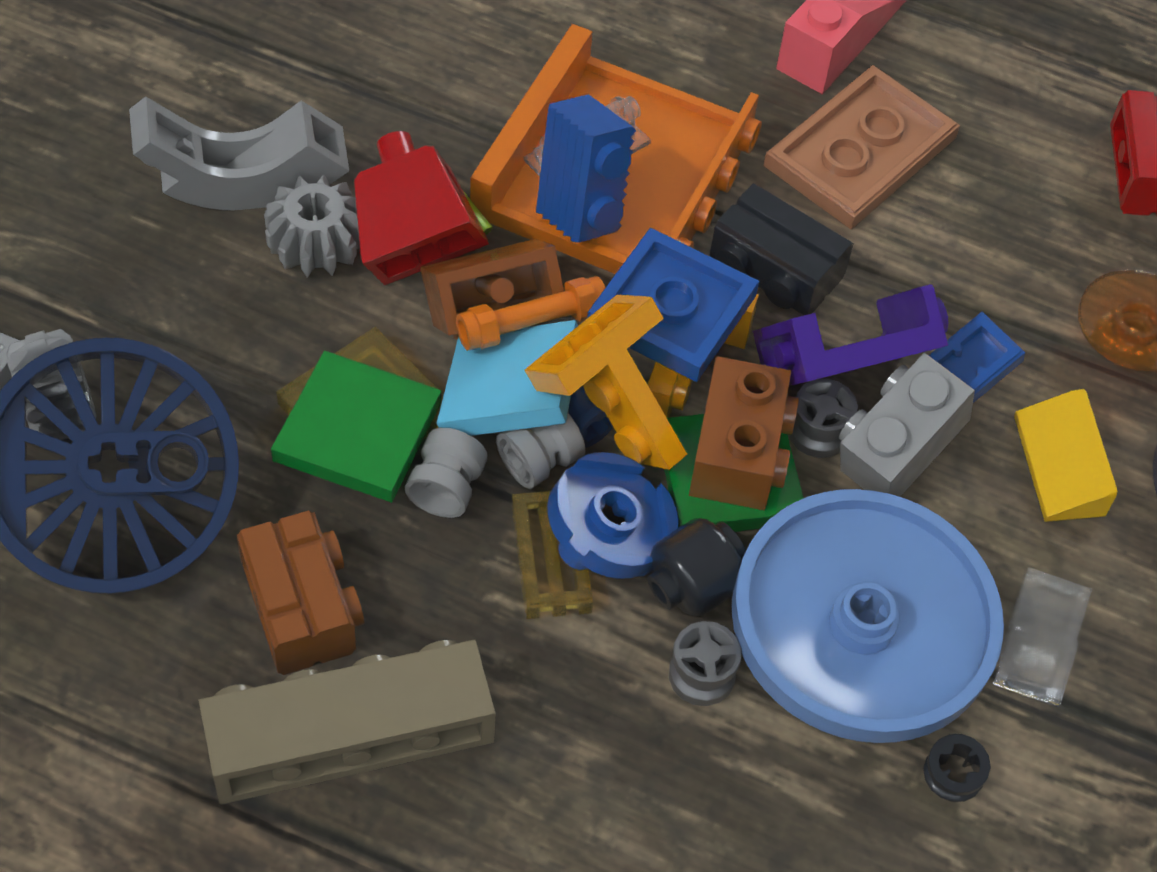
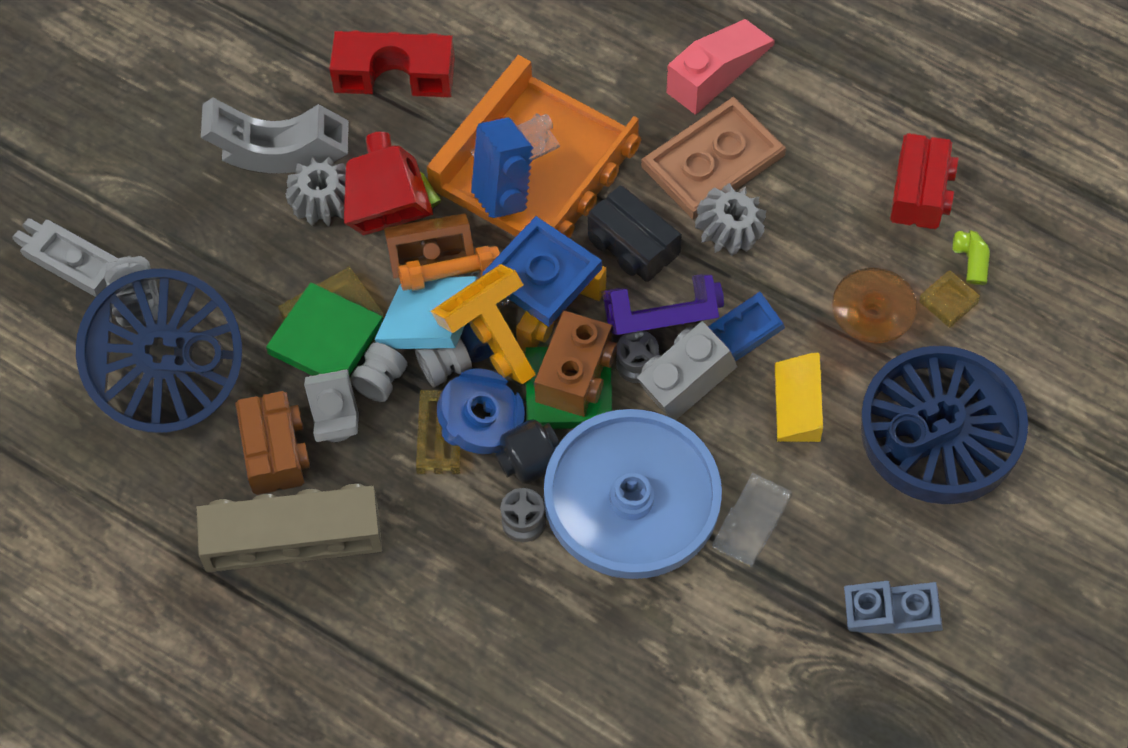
camera: 15 degrees right, 5 degrees up
(353, 40) = (363, 56): none -> red arch
(386, 527) = (332, 406): none -> light grey bracket
(912, 220) = (730, 219): none -> light grey gear
(974, 755) = (666, 588): black bush -> none

